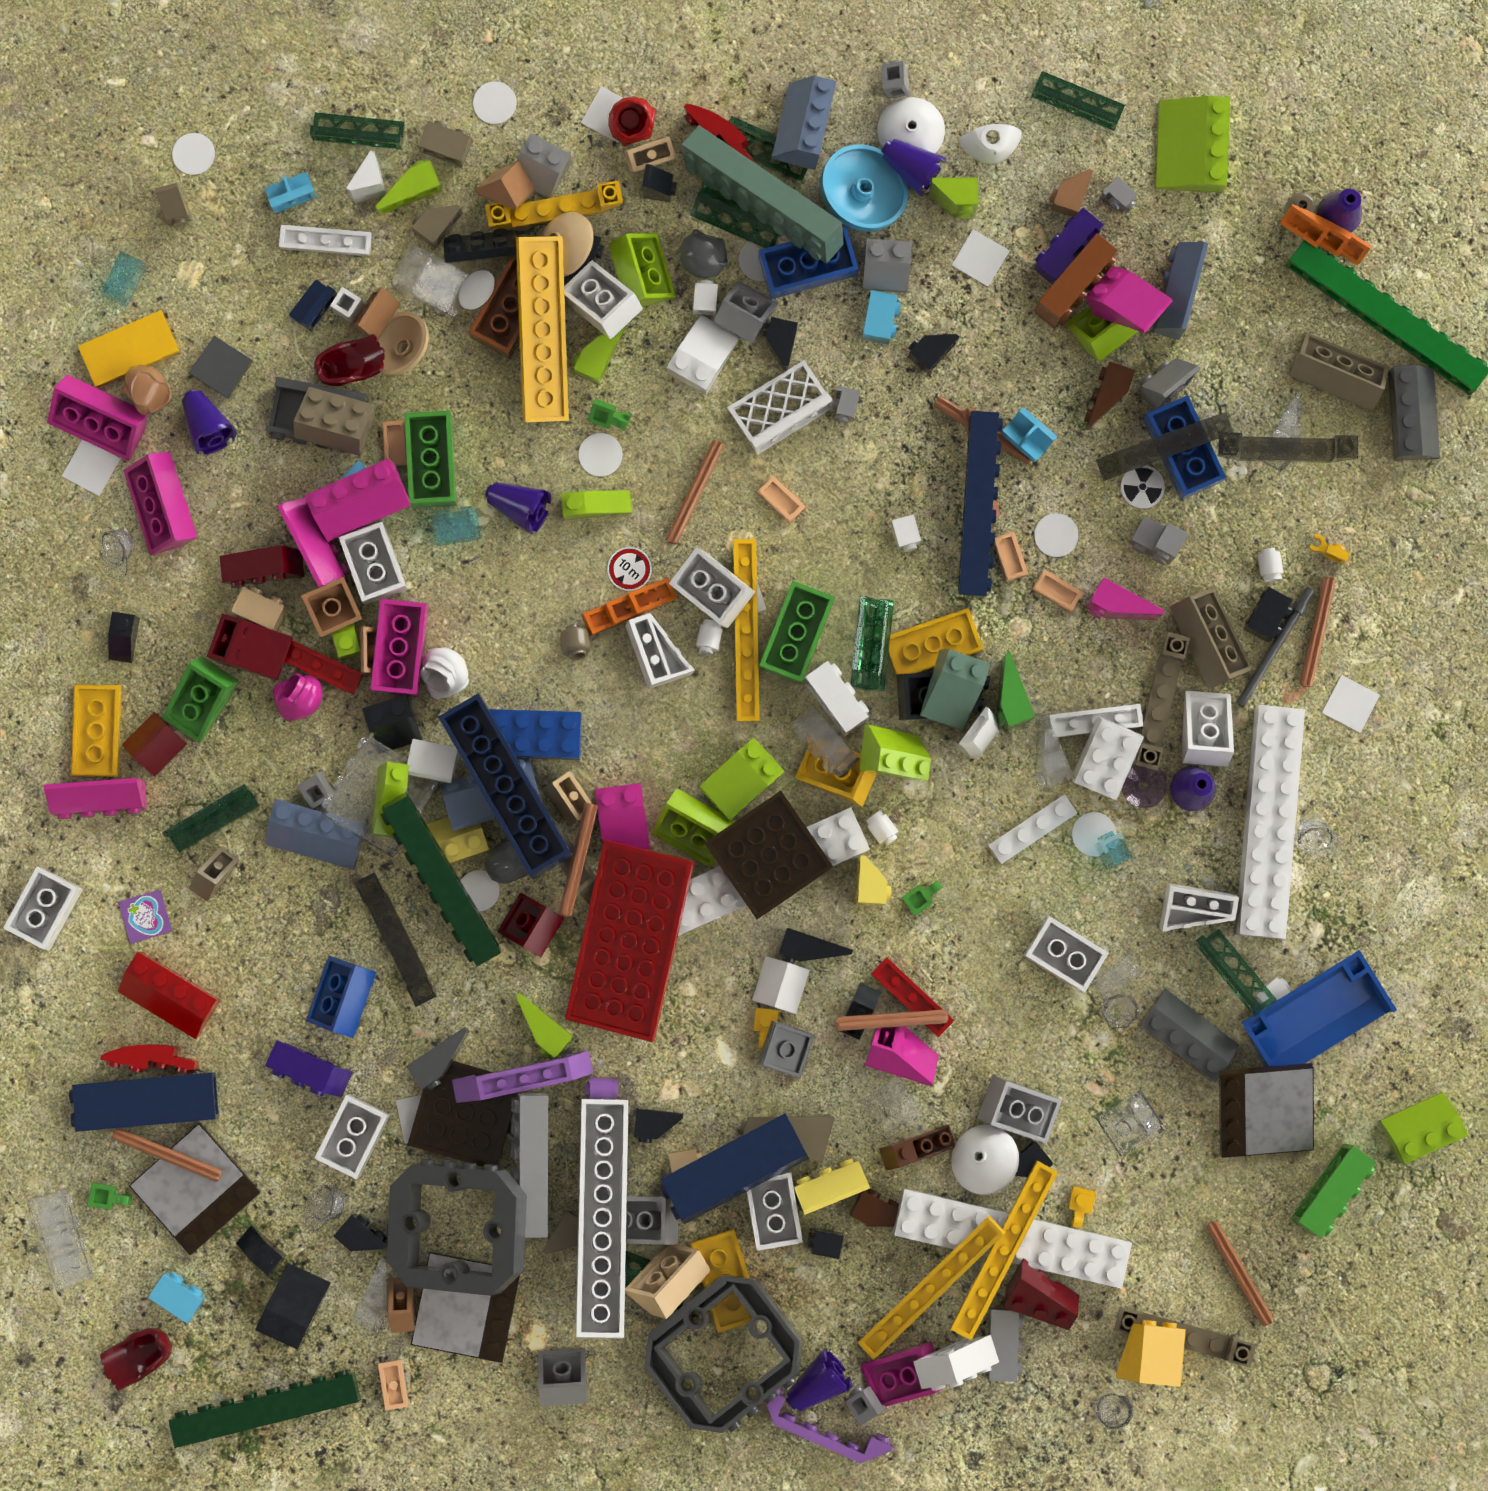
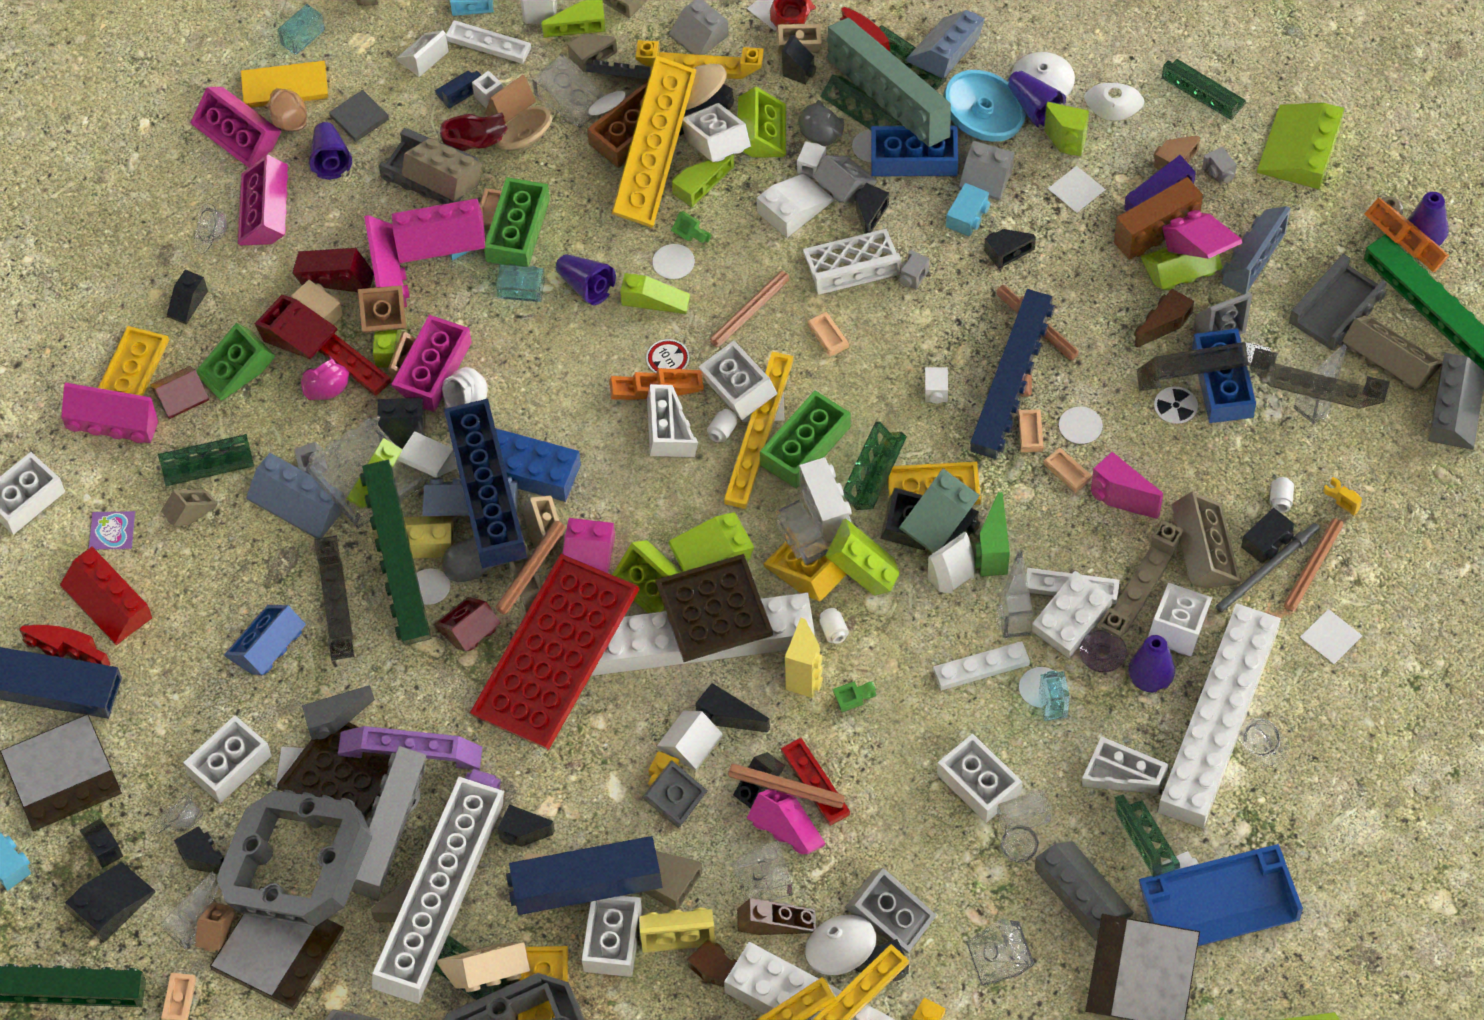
camera: 25 degrees right, 25 degrees down
(91, 467) = (214, 165): white sticker -> none
(167, 1154) = (47, 730): nougat axle -> none
(260, 271) = (424, 52): none -> white slope
(307, 1070) = (209, 690): dark purple wedge -> none
(373, 563) = (433, 288): white brick -> none
(507, 186) = (664, 30): medium nougat slope -> none
(547, 1032) = (447, 715): lime slope -> none
(575, 642) = (595, 399): dark tan head -> none
(650, 1221) = (486, 913): light grey slope -> none
(825, 1243) = (654, 976): black brick -> none
(895, 79) = (1039, 34): light grey brick -> none
(1029, 435) = (1079, 333): medium azure panel -> none
(1158, 540) = (1178, 446): light grey brick -> none
(1274, 329) = (1336, 302): none -> dark grey panel

